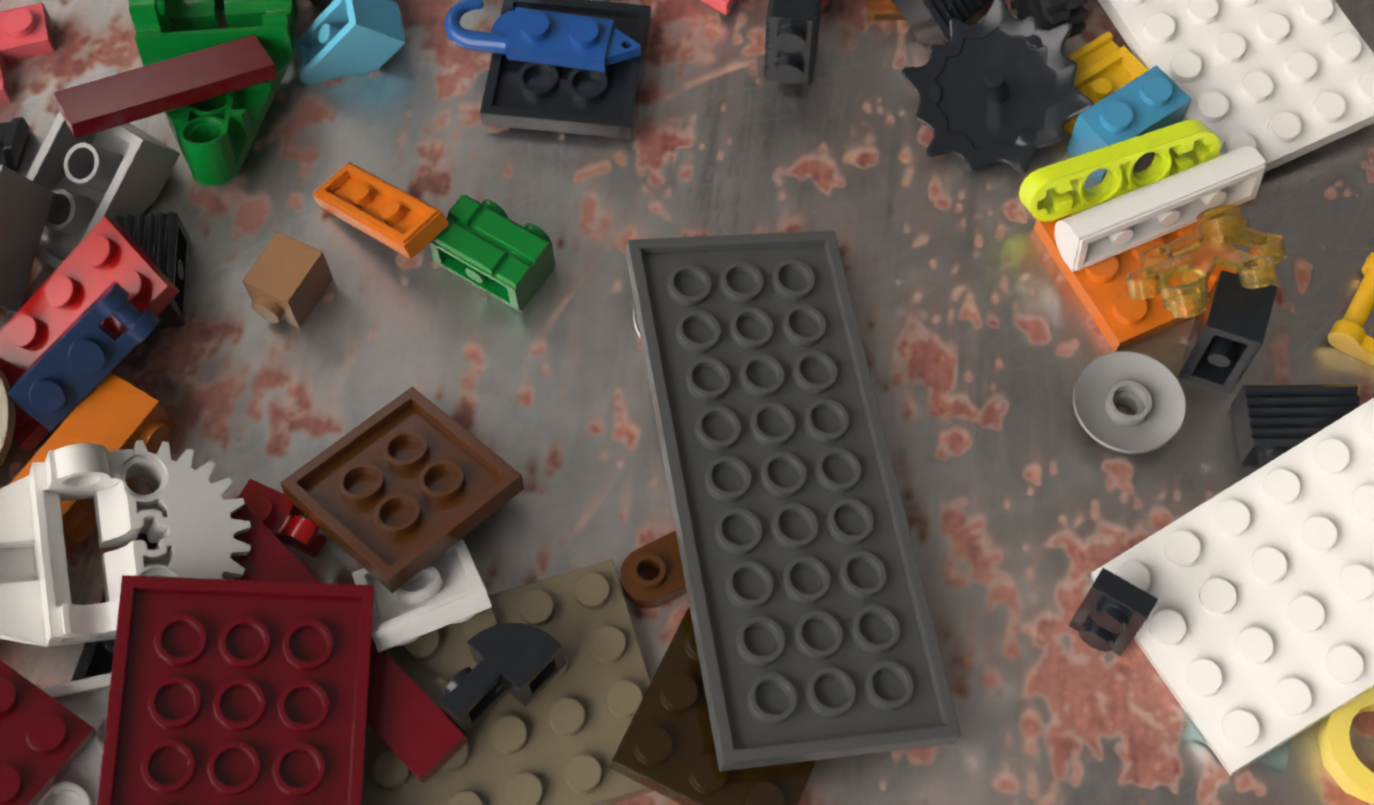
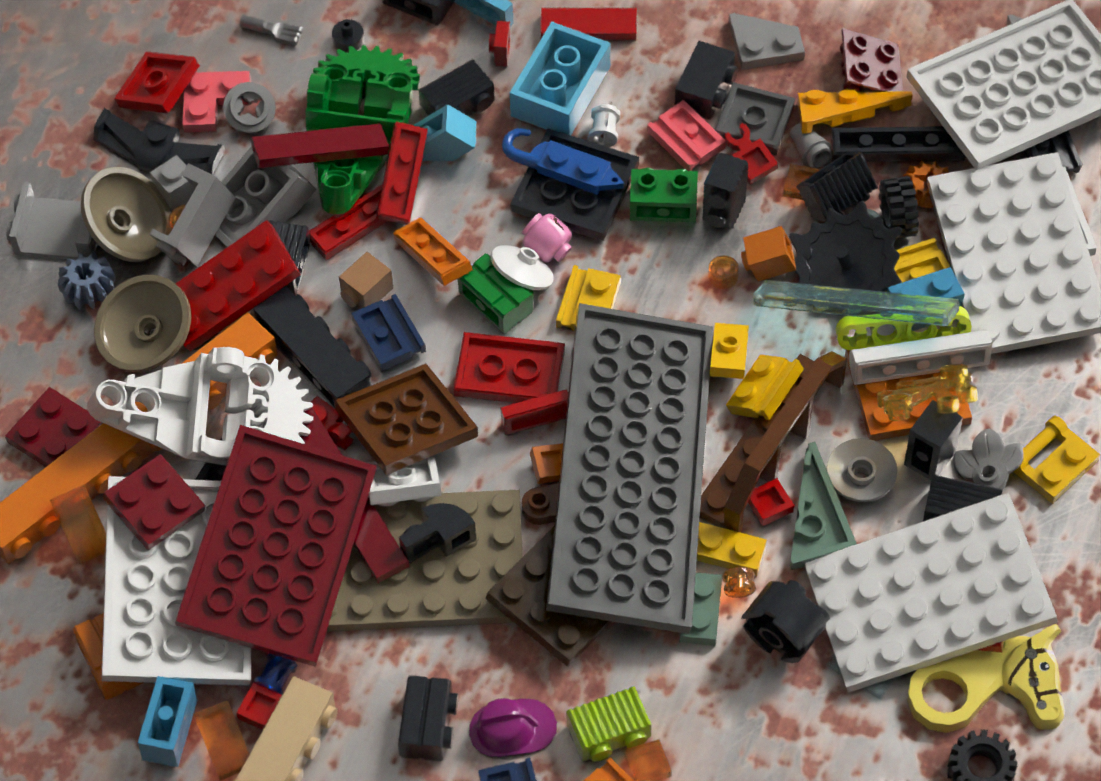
camera: 15 degrees right, 5 degrees down
(51, 33) = (250, 93): none -> light grey gear
(81, 357) = (236, 301): dark blue plate -> none
(225, 403) = (311, 346): none -> black brick
(260, 184) = (347, 228): none -> red tile
(304, 102) = (401, 173): none -> red tile
(341, 350) = (388, 332): none -> dark blue plate
(522, 203) = (522, 267): none -> white dish
(543, 366) = (507, 368): none -> red tile
(548, 152) = (547, 237): none -> bright pink head
(602, 426) = (534, 412): none -> red tile
(626, 215) = (588, 288): none -> yellow plate
(645, 504) = (547, 462): none -> orange plate
(702, 53) = (663, 195): none -> green brick
(820, 160) = (723, 281): none -> clear orange bush
(870, 262) = (729, 350): none -> yellow plate
(881, 104) = (768, 254): none -> orange brick
(940, 306) = (764, 387): none -> yellow plate
(961, 386) = (760, 446): none -> reddish brown plate
(967, 689) = (705, 610): none -> sand green plate
(972, 577) = (729, 548): none -> yellow plate
(1003, 632) = (739, 582): none -> clear orange bush
(1006, 486) = (770, 502): none -> red plate
(1045, 147) = (856, 302): none -> clear light blue tile
(1091, 496) = (820, 517): none -> sand green wing
(1107, 685) = (784, 620): none -> black brick
(1112, 613) = (804, 572): black plate -> none
(1307, 334) = (989, 456): none -> light grey plate

